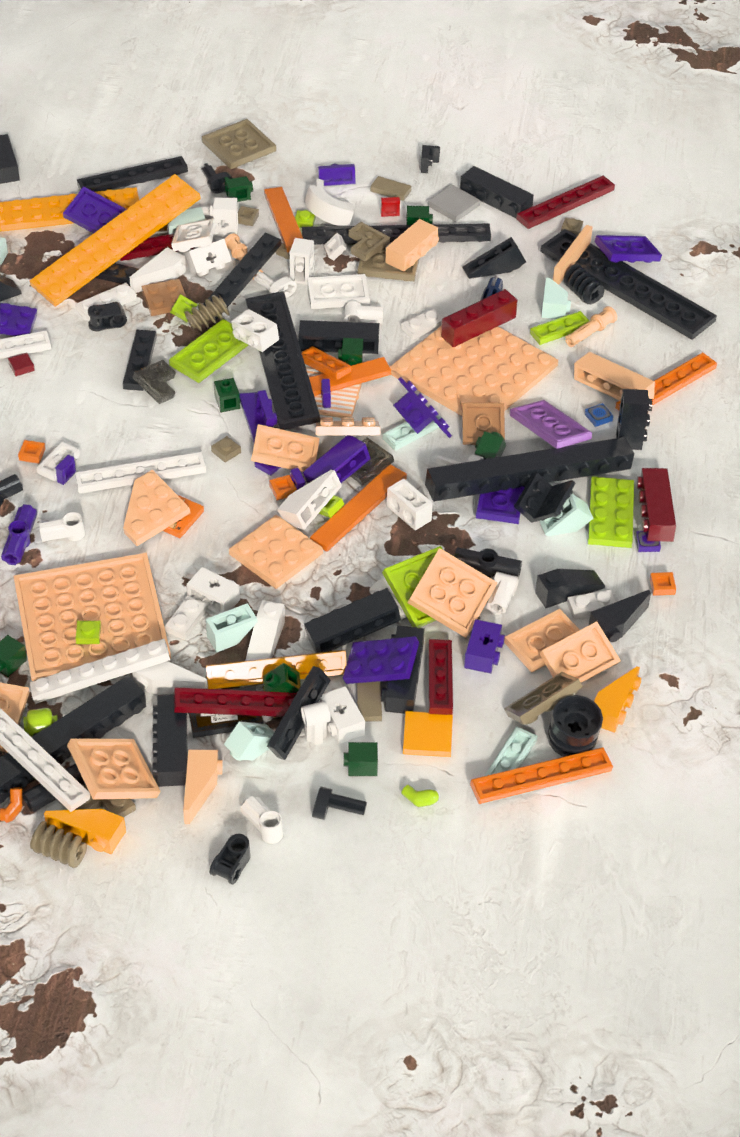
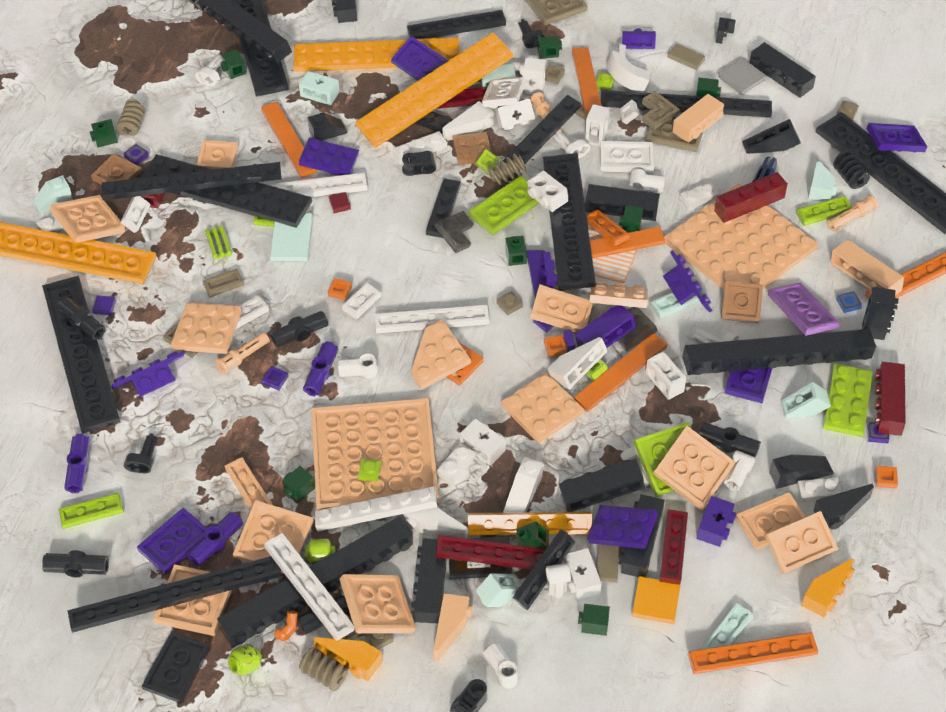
camera: 10 degrees right, 5 degrees up
(65, 469) = (367, 310): dark purple tile -> none
(230, 627) = (493, 478): light aqua slope -> none
(326, 393) = (604, 258): dark purple tile -> none
(327, 799) = (560, 653): black piece -> none
(390, 206) = (683, 76): red tile -> none
(420, 798) = (642, 661): lime arm -> none
(490, 445) = (745, 325): dark green brick -> none
(541, 499) = (786, 383): black bracket -> none
(543, 698) = (763, 580): dark tan plate -> none
(565, 202) = (845, 84): dark red plate -> none
(572, 254) = (844, 139): light nougat tile -> none
(574, 725) = (790, 600): black wheel -> none

